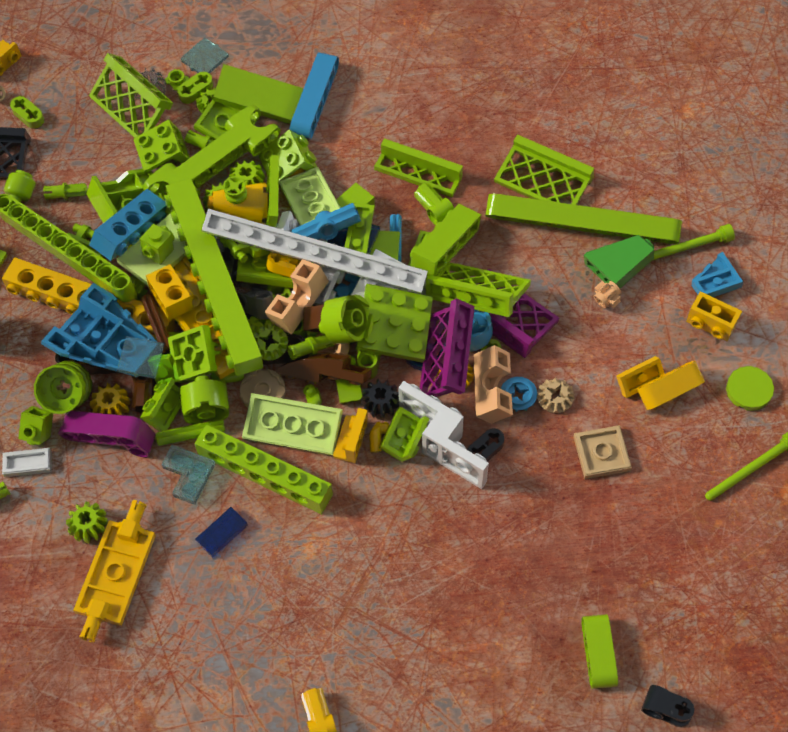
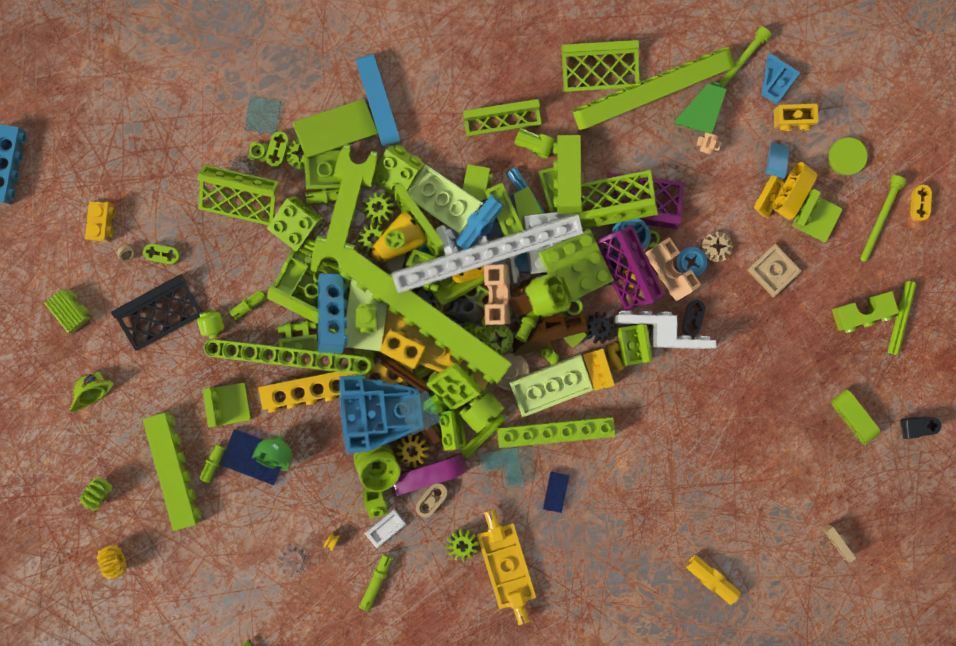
camera: 35 degrees left, 25 degrees up
(92, 460) = (431, 499): none -> tan plate
(656, 545) = (881, 307): none -> lime arch
(669, 346) = (777, 160): none -> dark azure tile
(679, 422) = (817, 216): none -> lime bracket
(716, 580) = (902, 318): none -> lime axle

